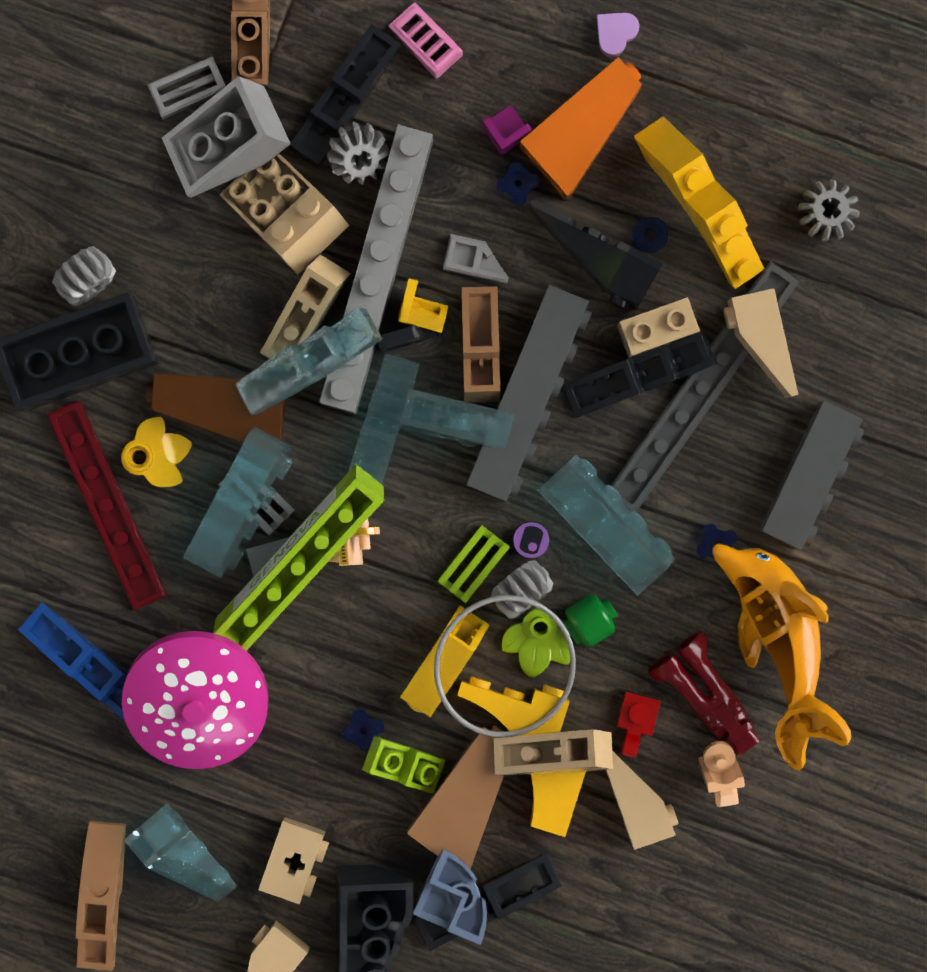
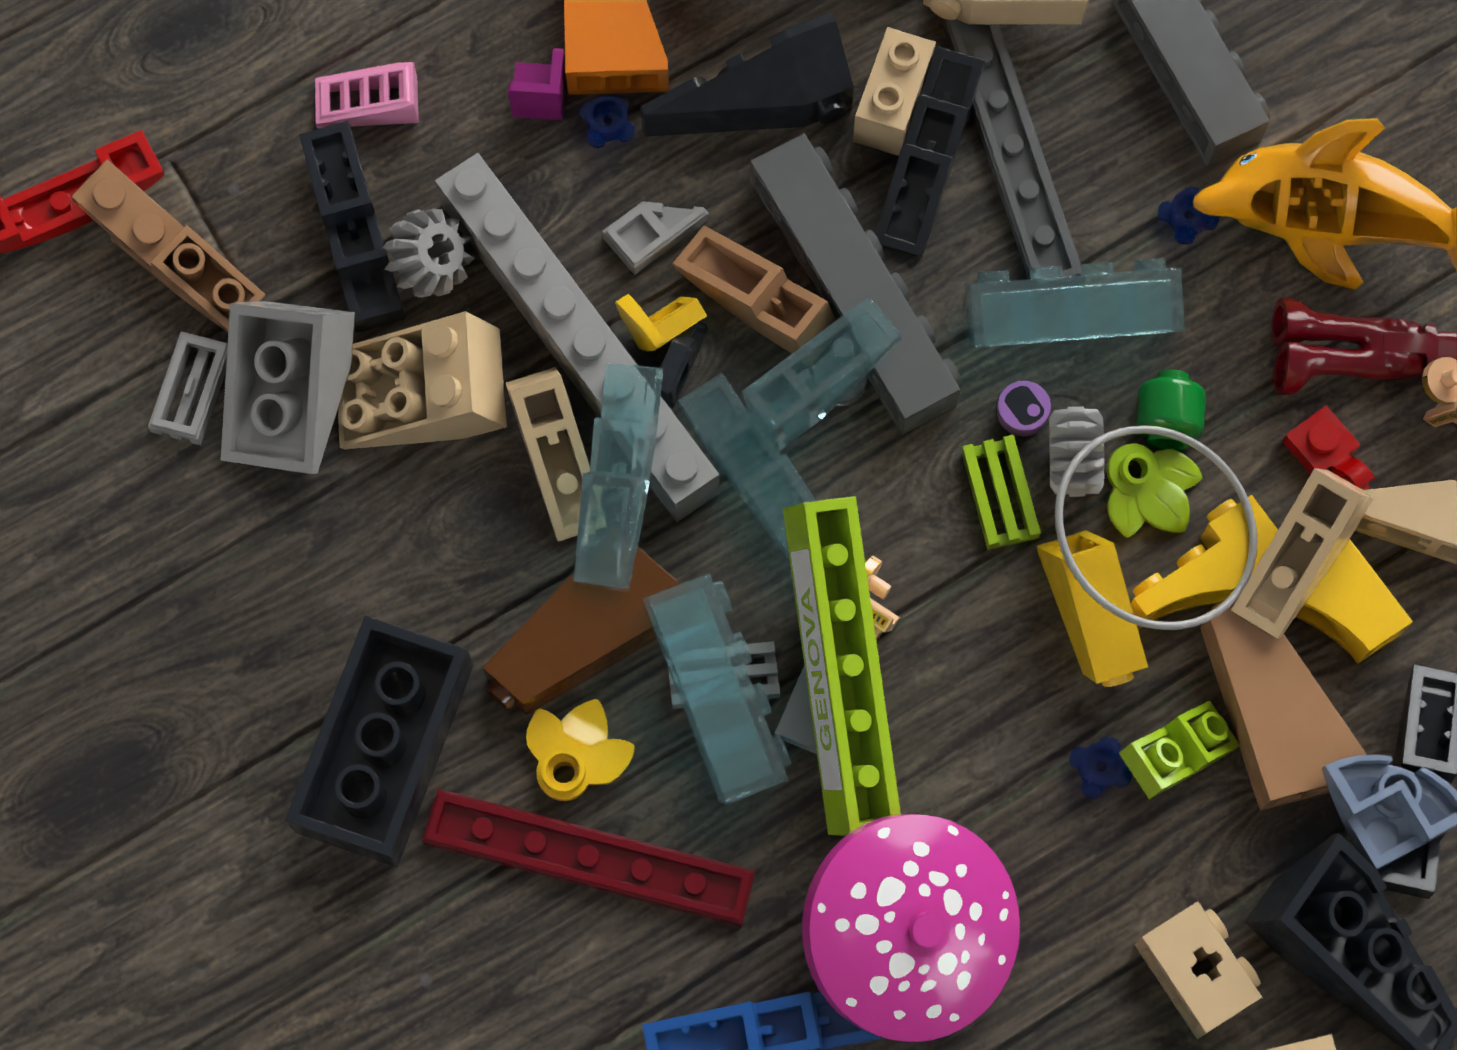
camera: 50 degrees left, 15 degrees down
(83, 276) = (300, 661): light grey gear -> none
(650, 223) = (777, 16): clear blue plate -> none

